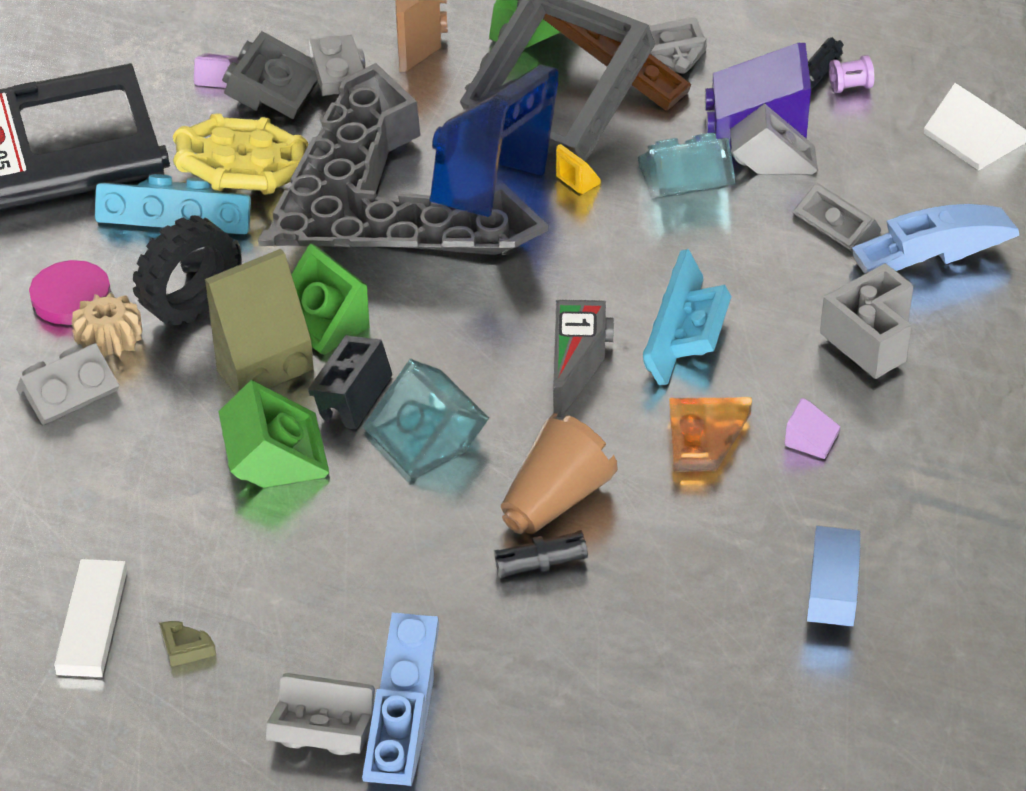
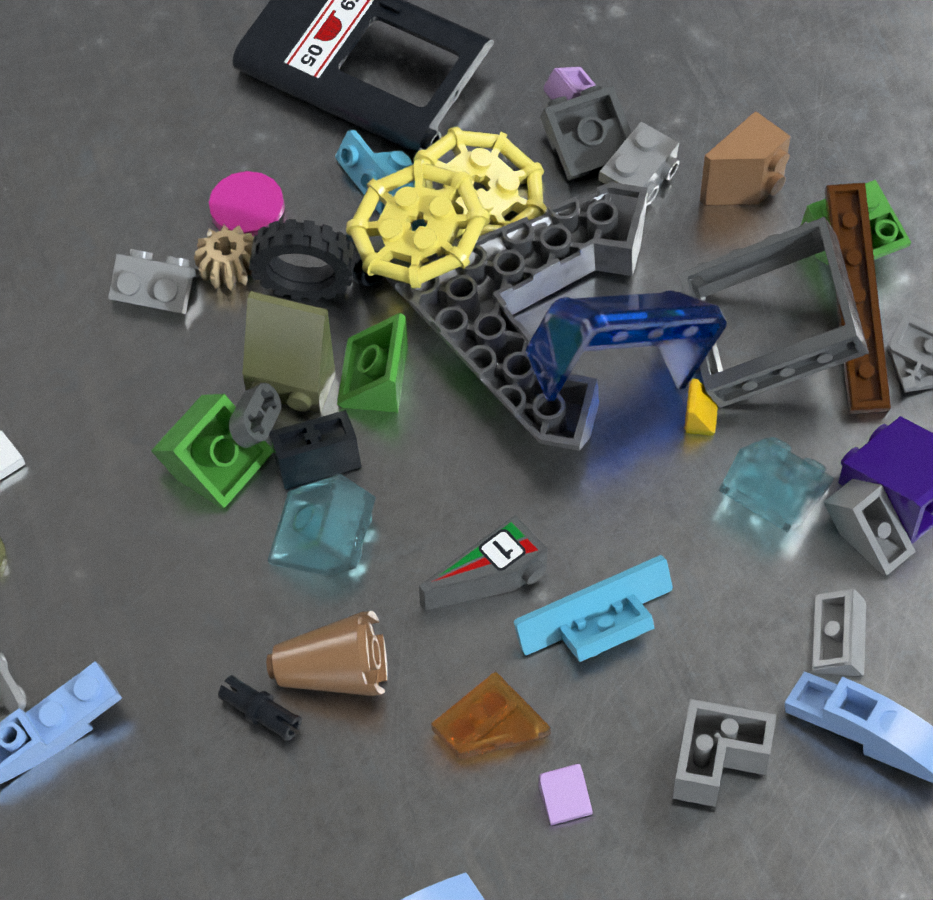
camera: 50 degrees right, 15 degrees up
(256, 212) = (411, 205): none -> light yellow plate
(285, 384) = (255, 415): none -> dark grey beam

